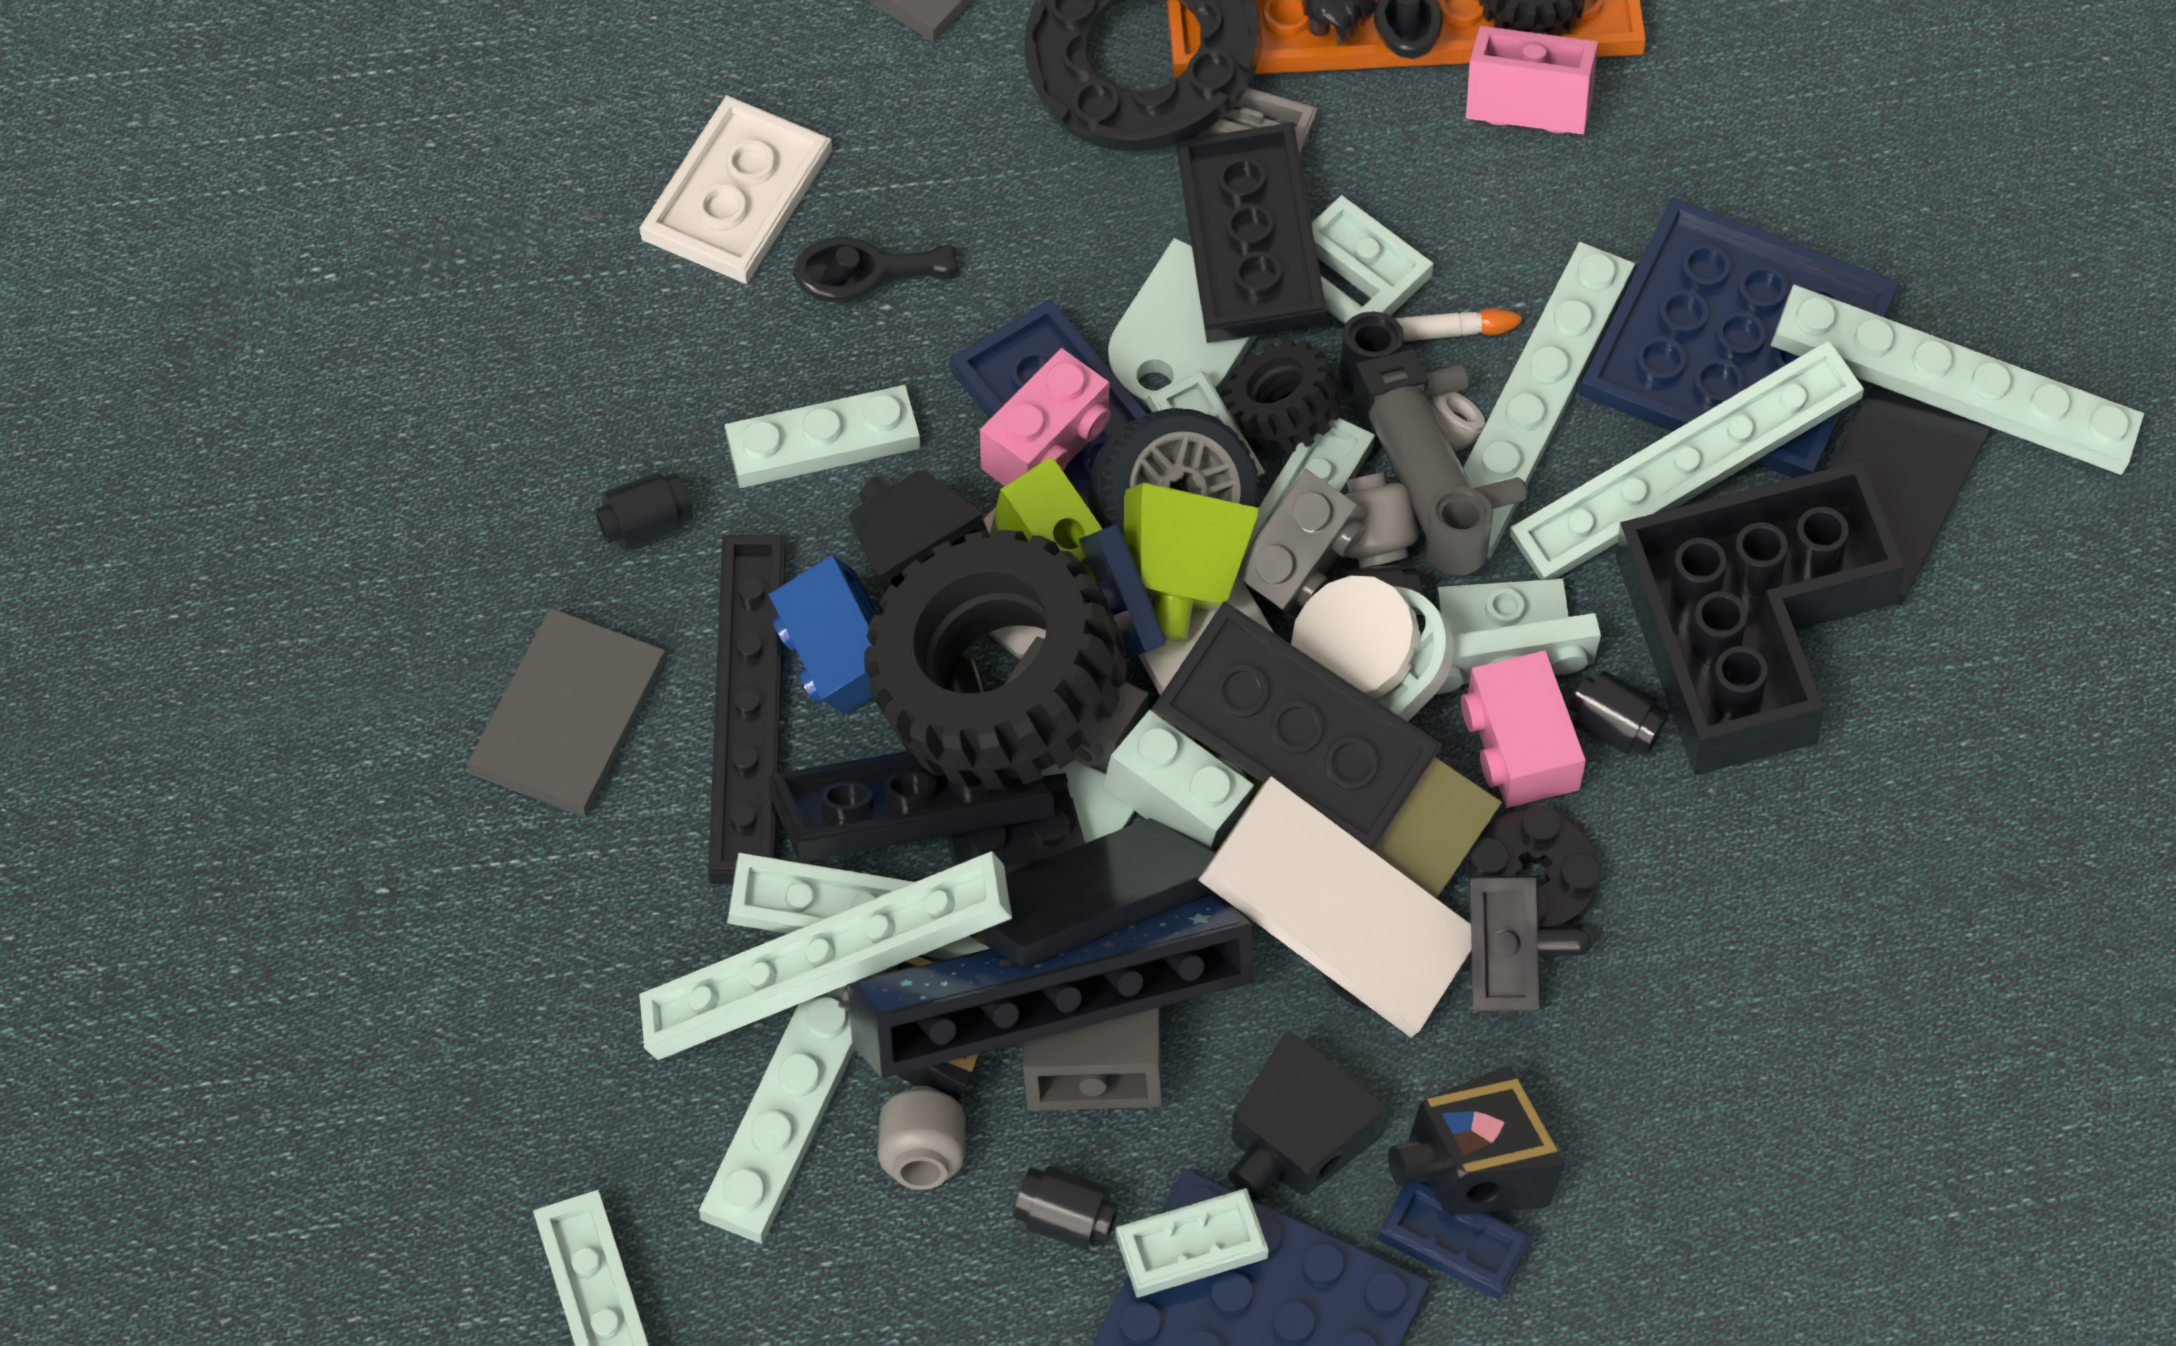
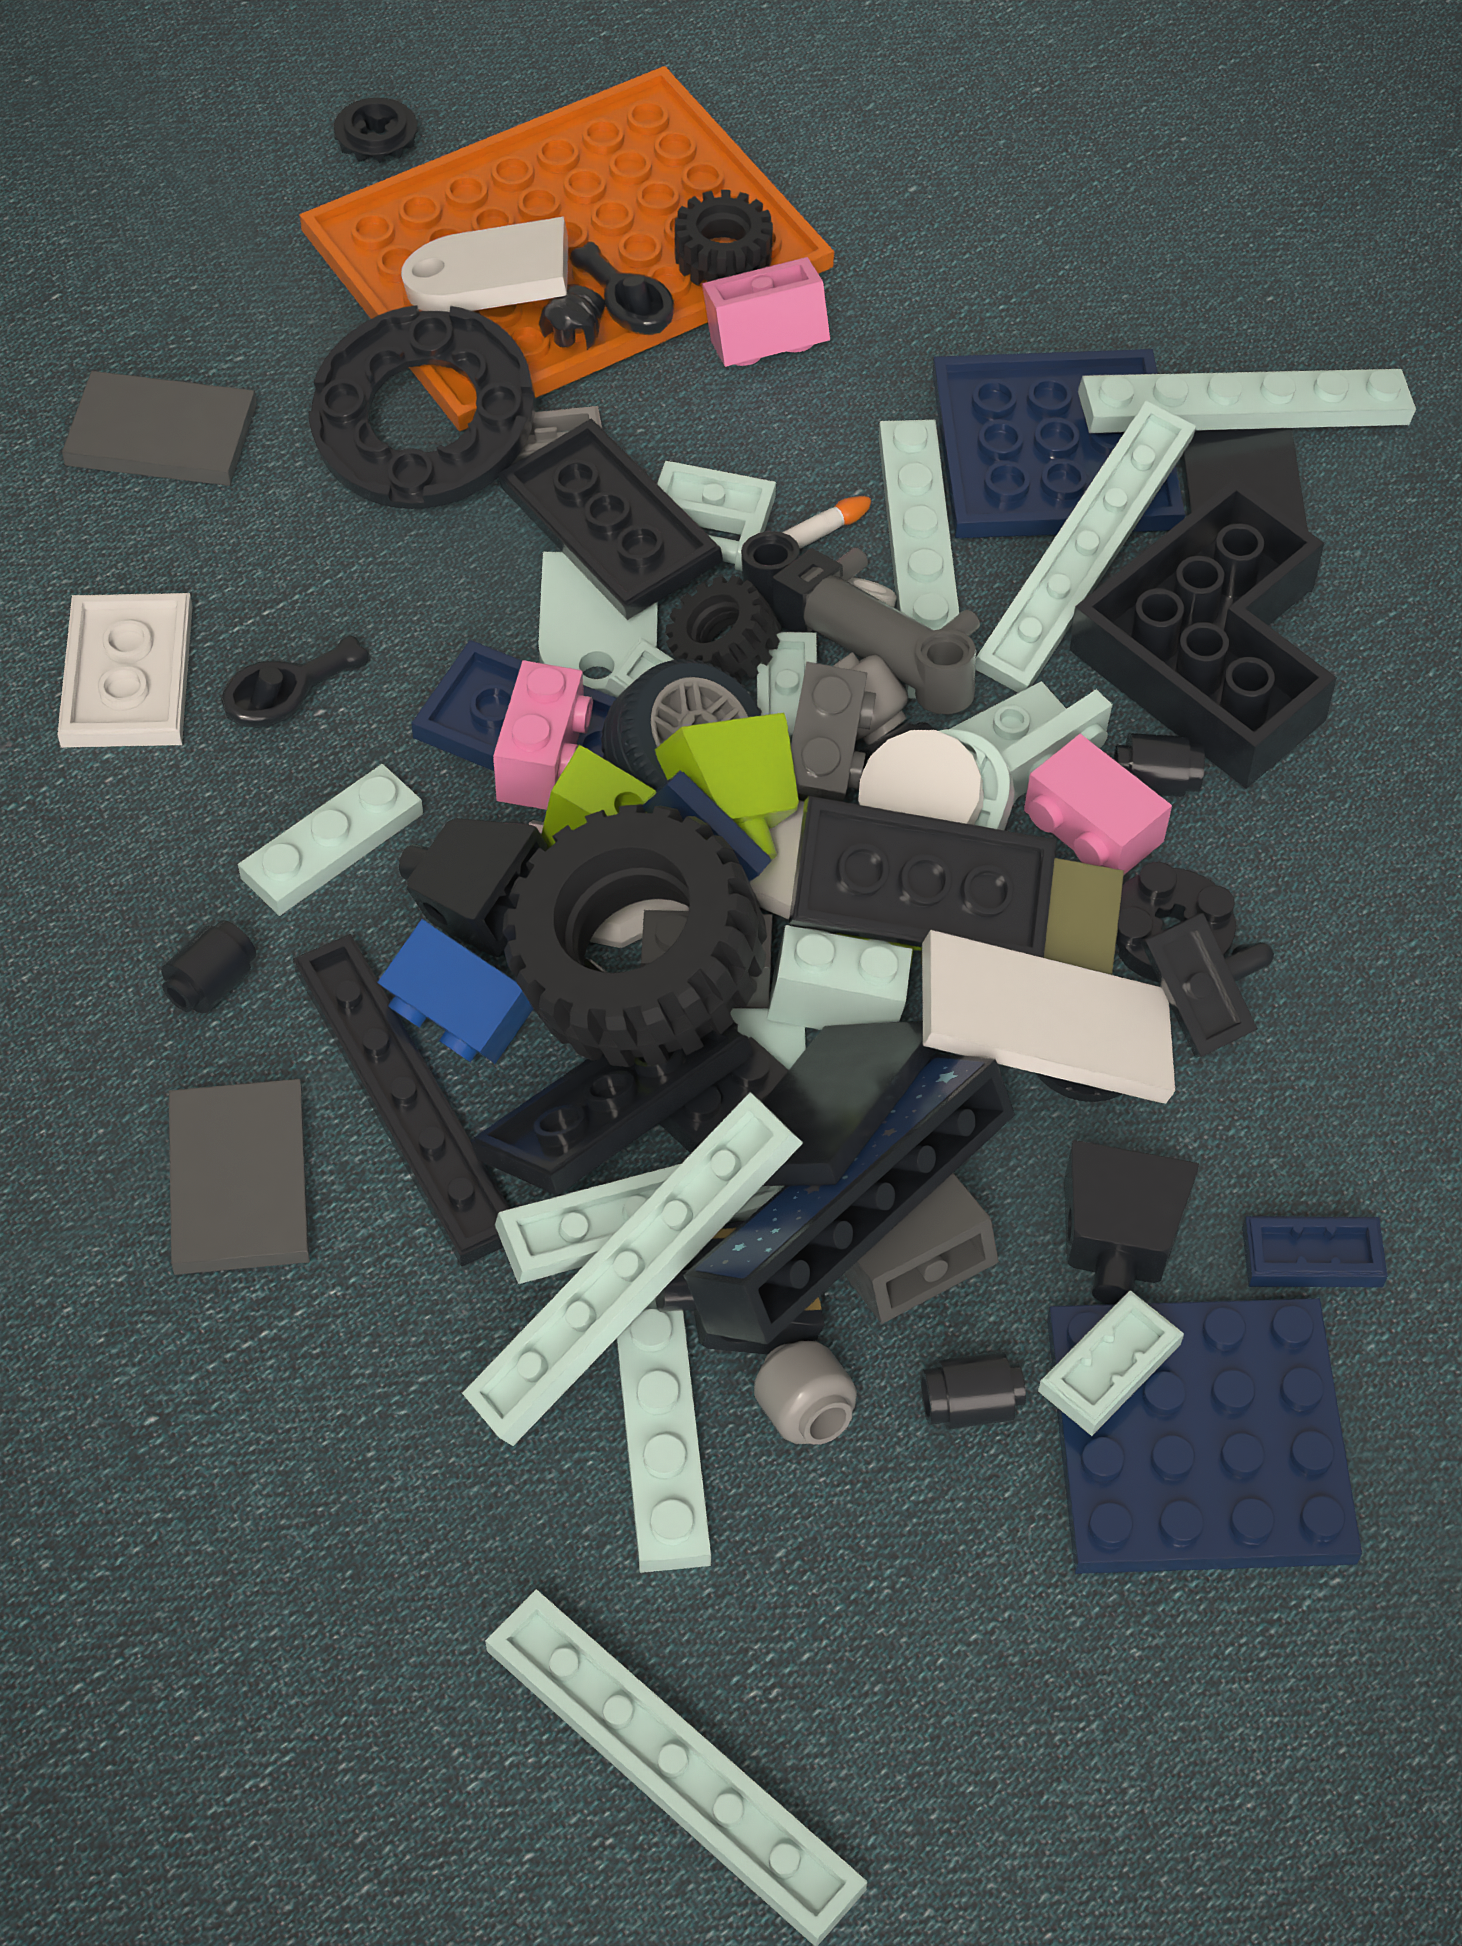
camera: 30 degrees left, 5 degrees down
(1480, 1148) = (1297, 1161): black torso -> none

